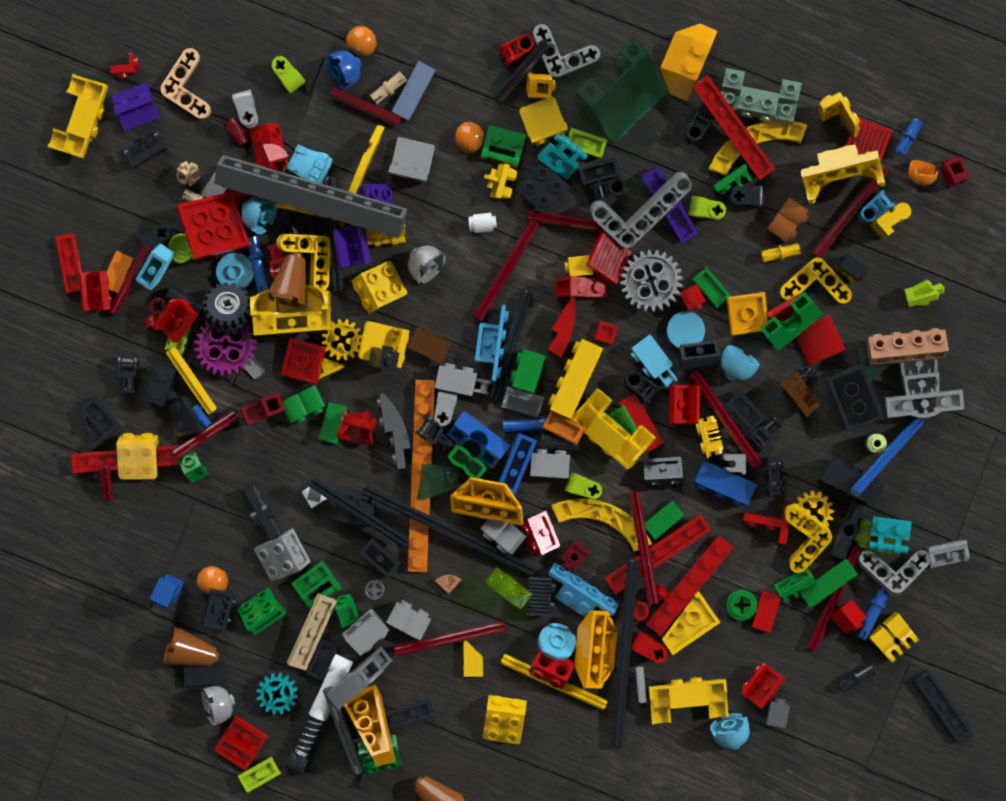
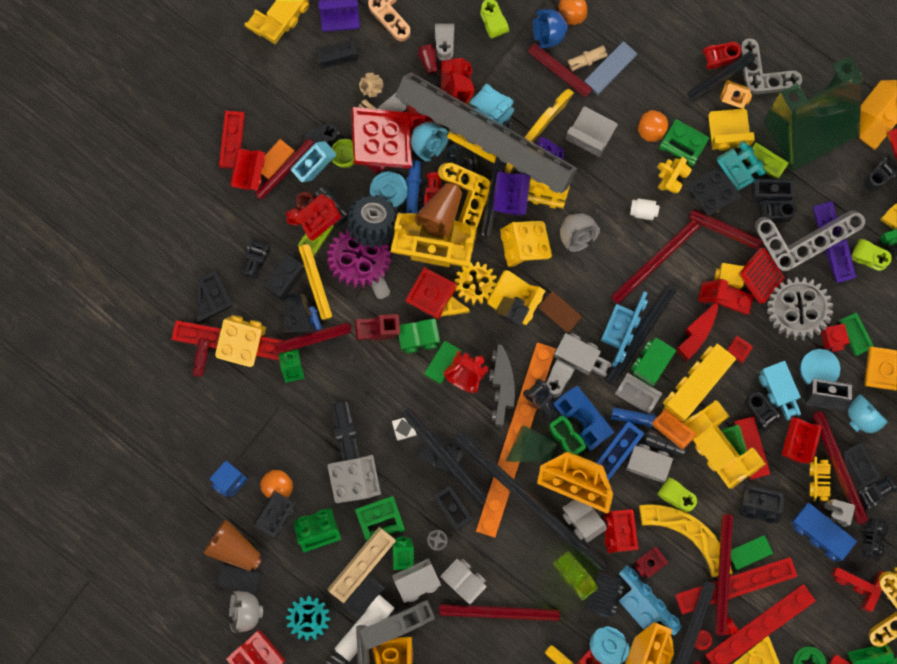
camera: 20 degrees right, 10 degrees down
(448, 582) = (513, 554): nougat tile -> none
(472, 661) = (516, 642): yellow tile -> none

